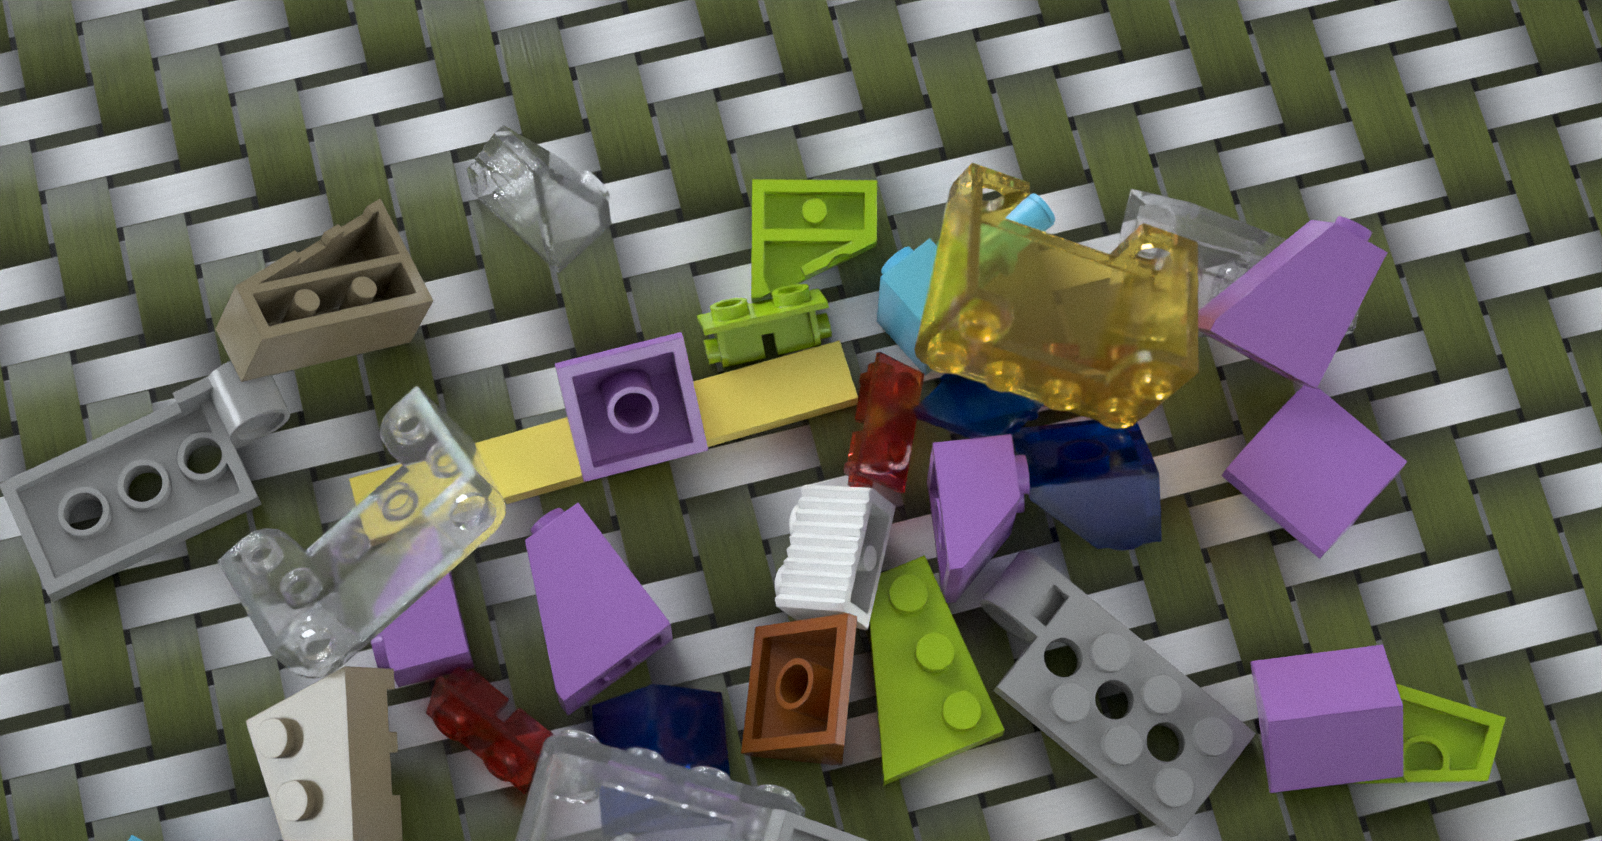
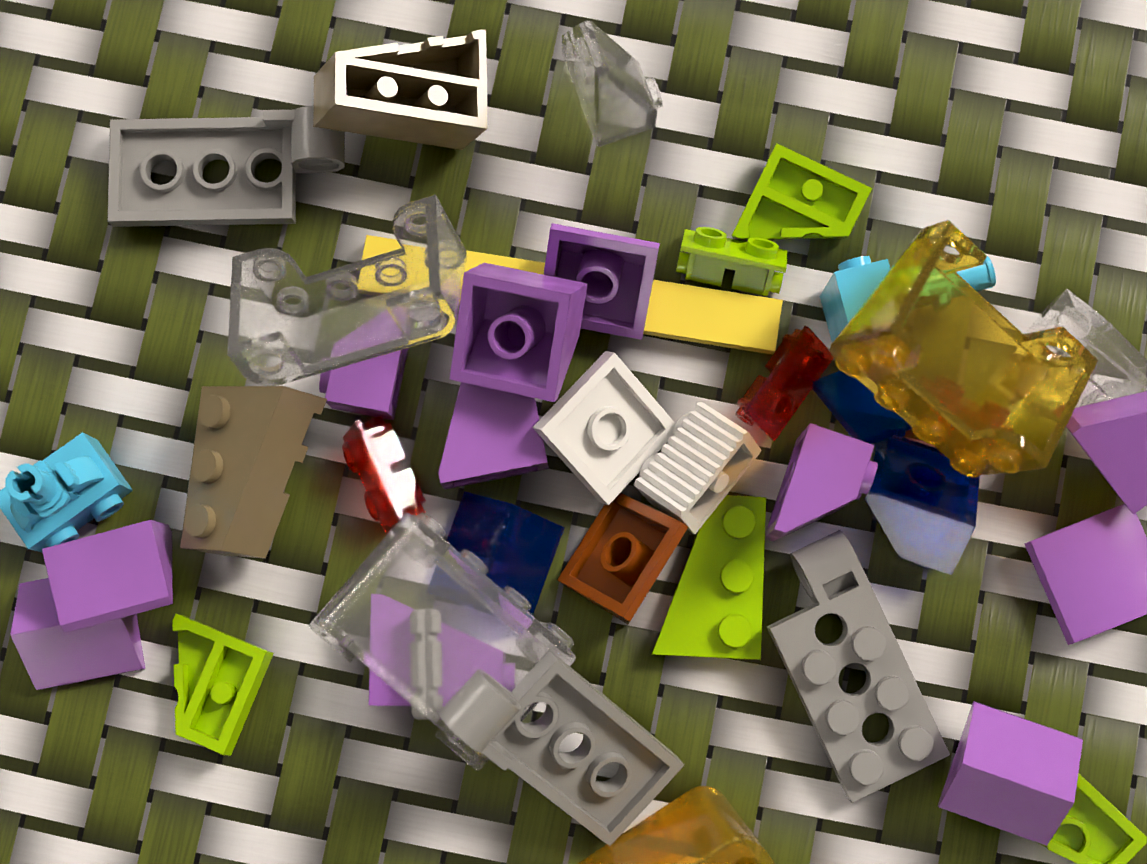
camera: 30 degrees right, 10 degrees up
(571, 495) = (516, 330): none -> medium lavender slope
(715, 559) = (606, 427): none -> white plate

